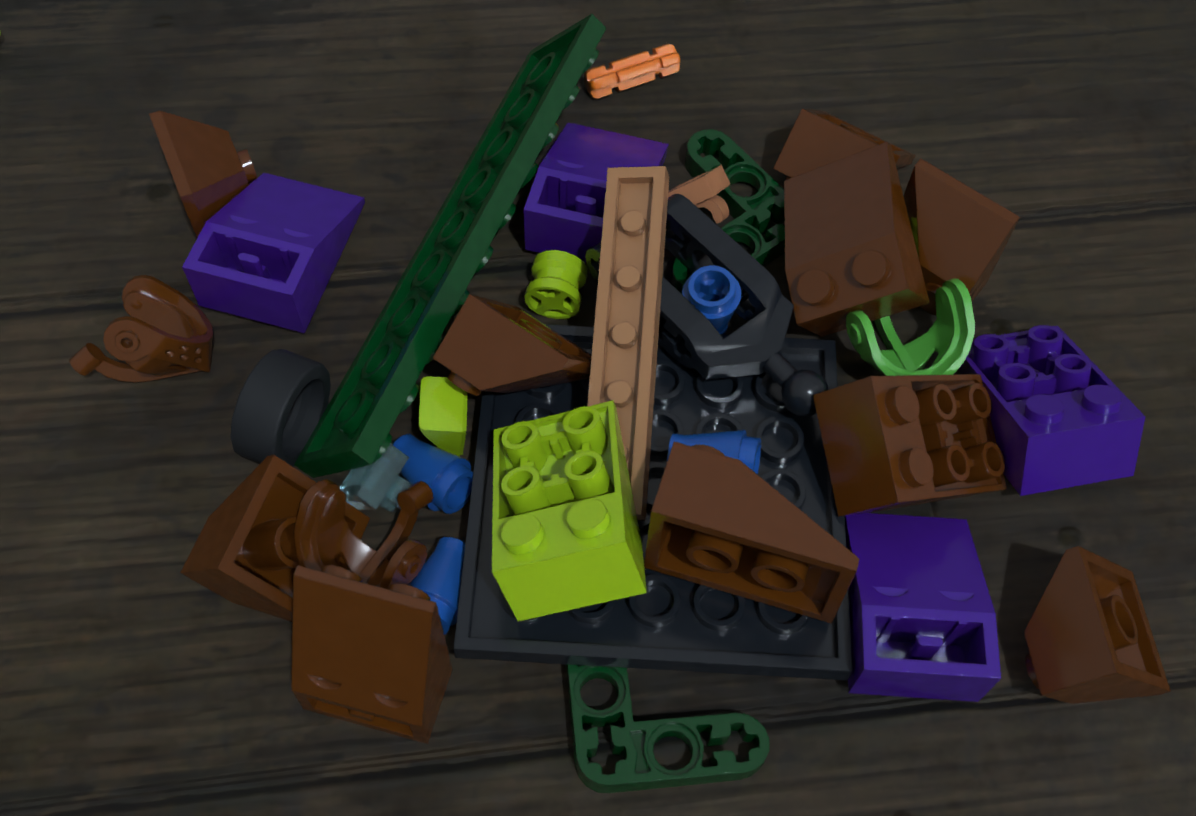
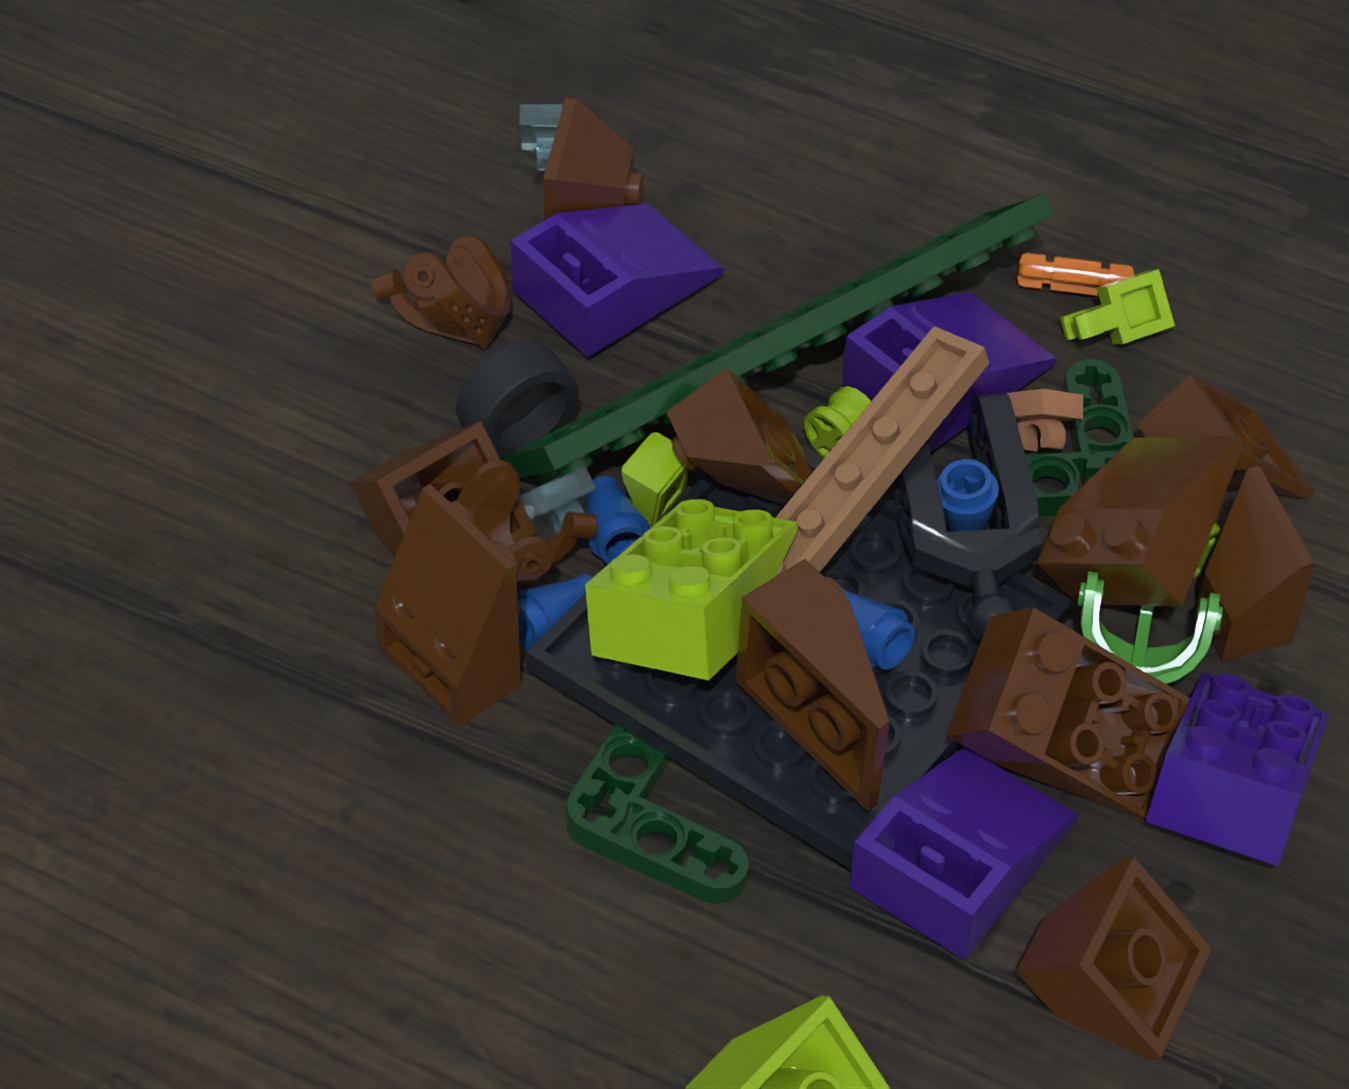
camera: 35 degrees right, 10 degrees down
(137, 149) = (538, 129): none -> clear light blue tile
(695, 81) = (1127, 309): none -> lime plate

